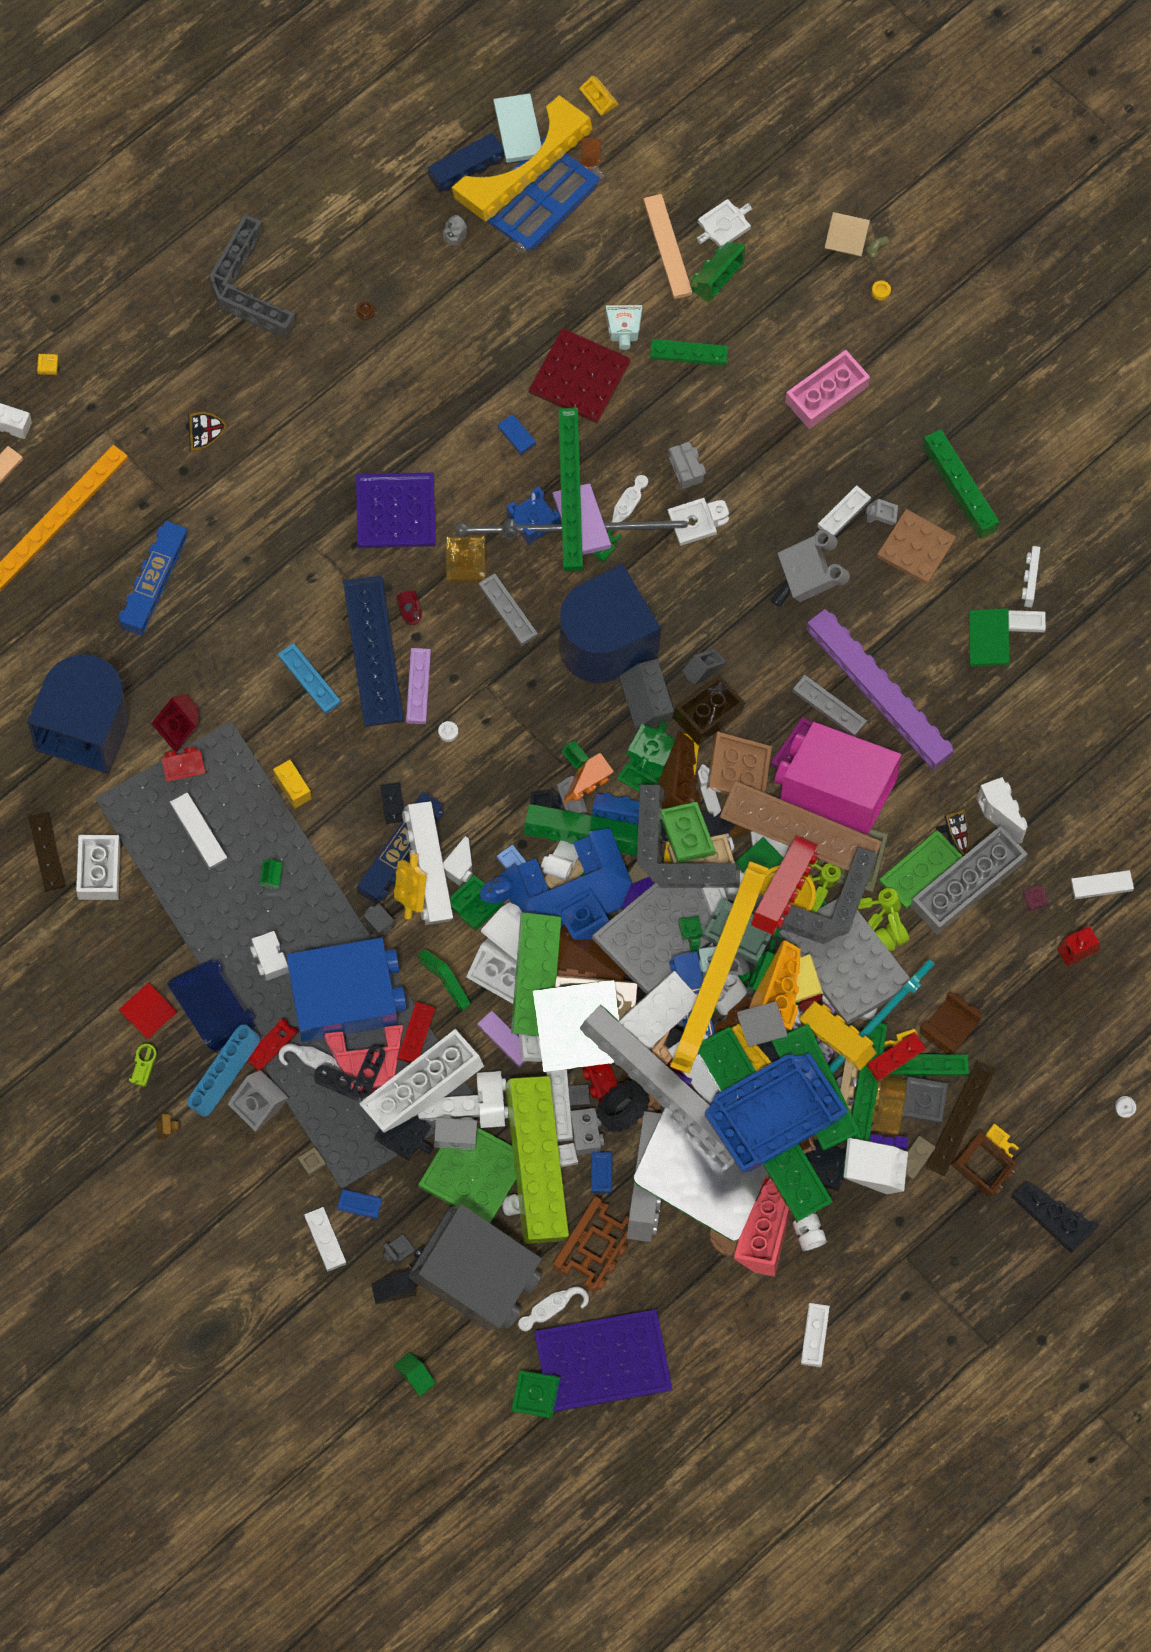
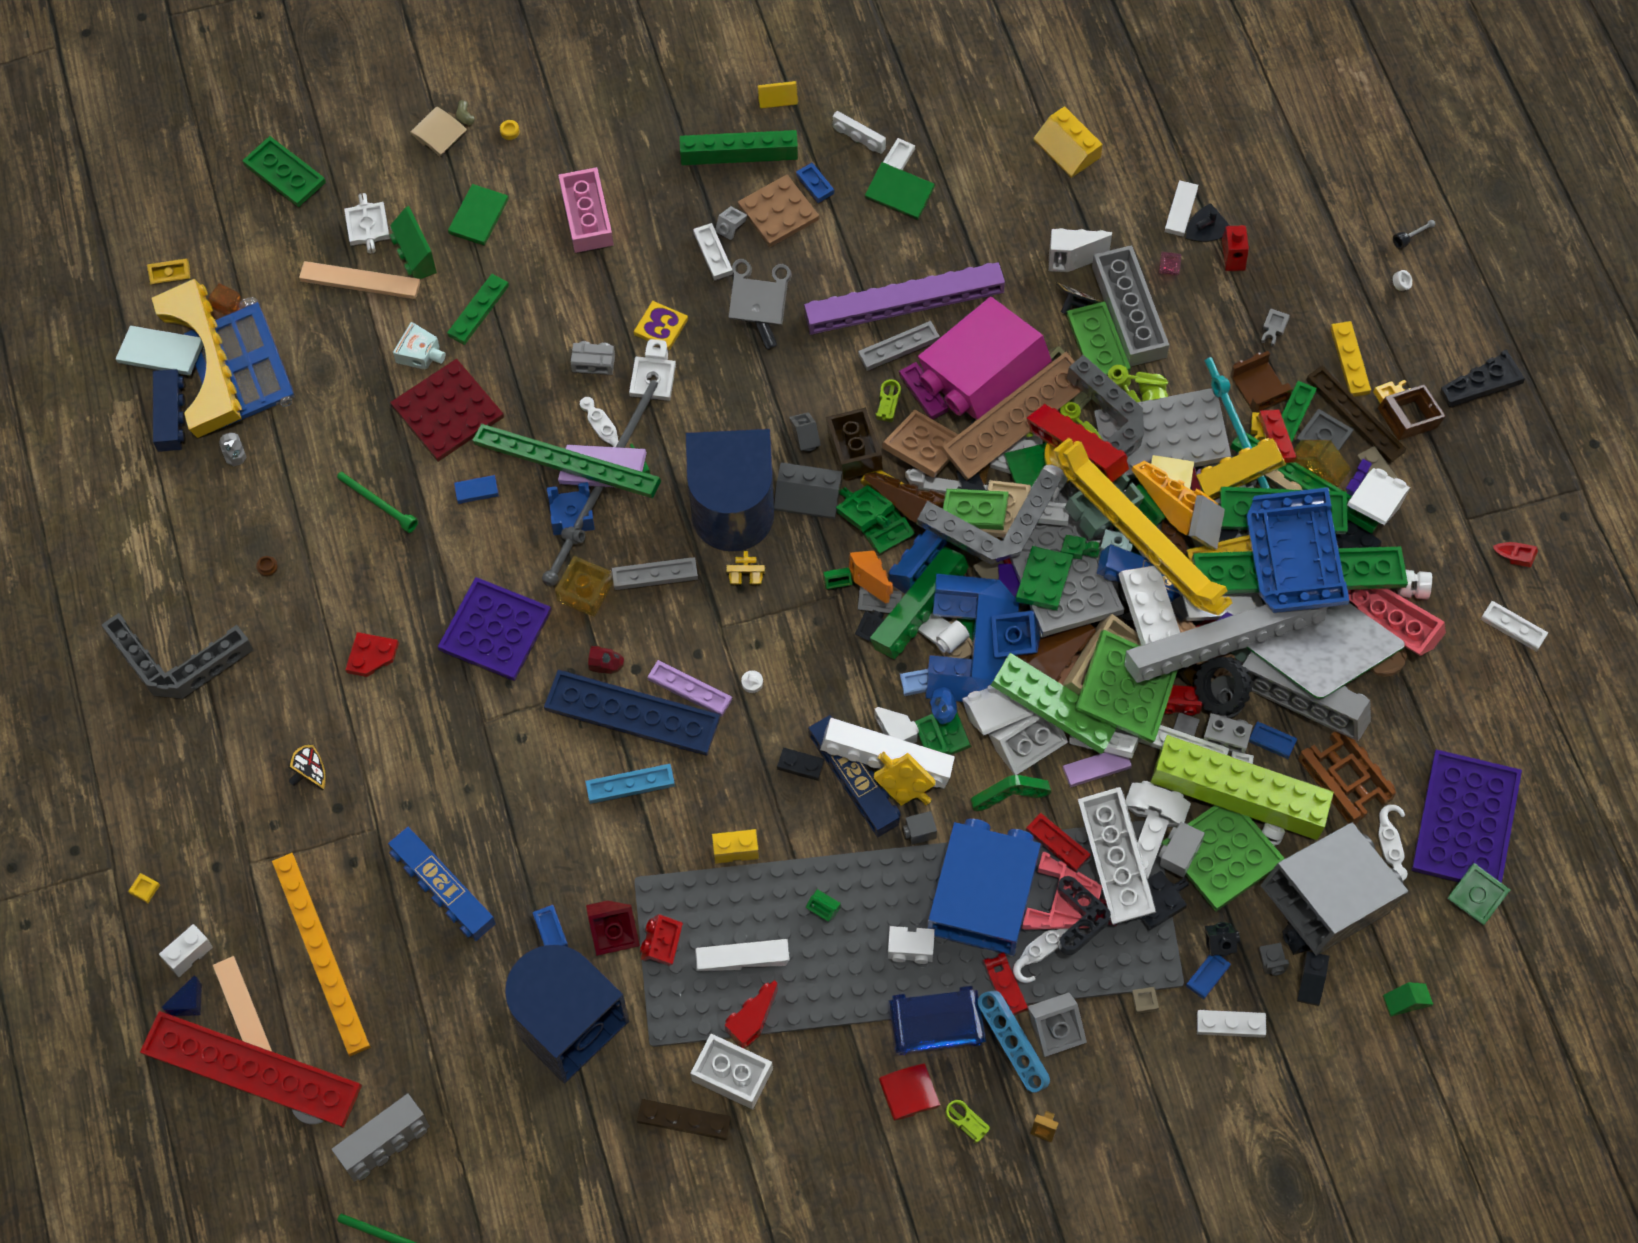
camera: 60 degrees left, 5 degrees down
(147, 862) = (750, 1020): none -> red slope
(156, 678) = (549, 926): none -> blue tile
(327, 428) = (370, 654): none -> red plate
(392, 1199) = (1221, 939): none -> black brick
(458, 396) = (406, 521): none -> green piece
(541, 672) = (735, 571): none -> yellow hips
(646, 916) = (1044, 578): none -> green plate
(740, 133) = (284, 171): none -> green plate
(749, 504) = (661, 324): none -> yellow tile
(766, 723) = (888, 403): none -> lime piece
(781, 307) = (478, 214): none -> green tile
(888, 1310) = (1518, 553): none -> red plate
(960, 563) = (815, 182): none -> blue plate
(1018, 1093) = (1350, 358): none -> yellow plate
(1019, 1013) = (1274, 324): none -> light grey plate
(1035, 491) = (777, 94): none -> yellow slope
(1097, 914) = (1206, 225): none -> black shield
(1117, 758) = (1068, 142): none -> yellow slope

